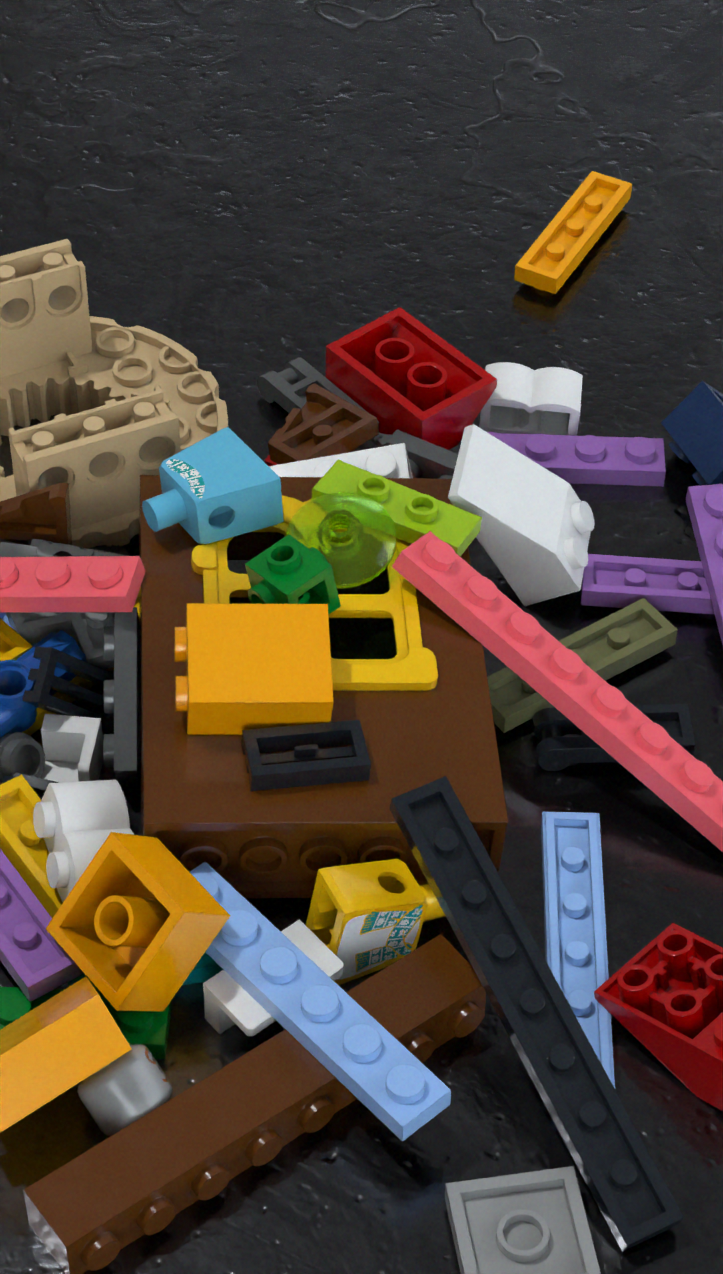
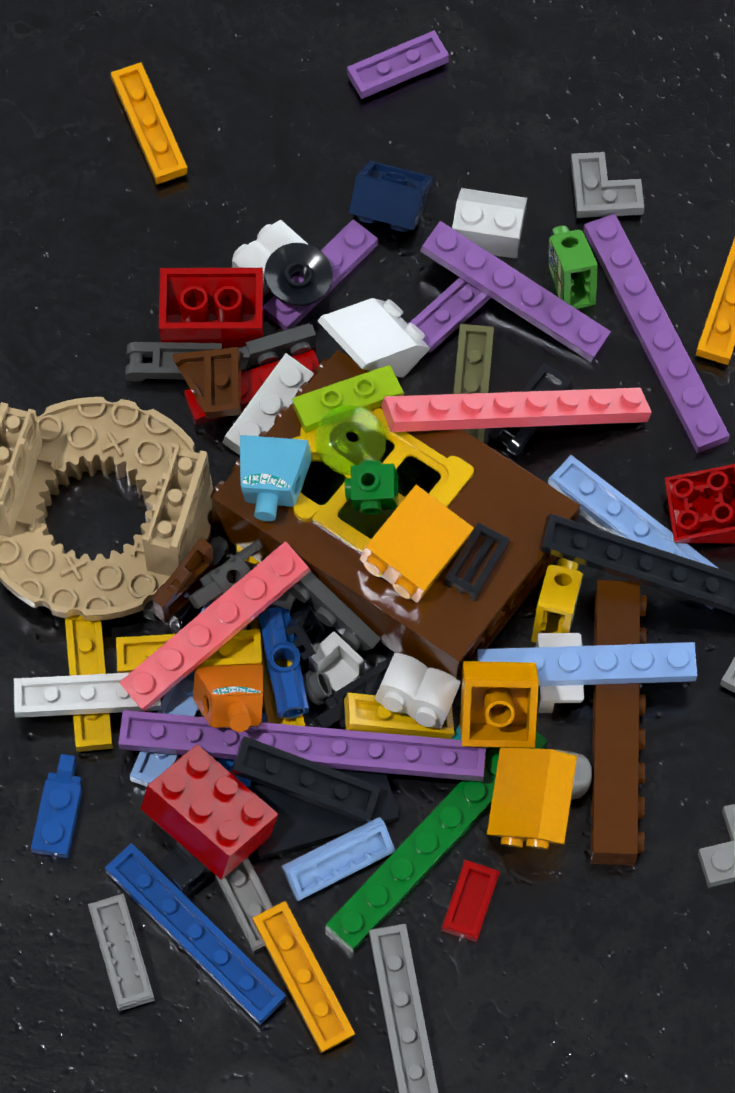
camera: 50 degrees left, 20 degrees up
(529, 415) = (300, 261): none -> black dish

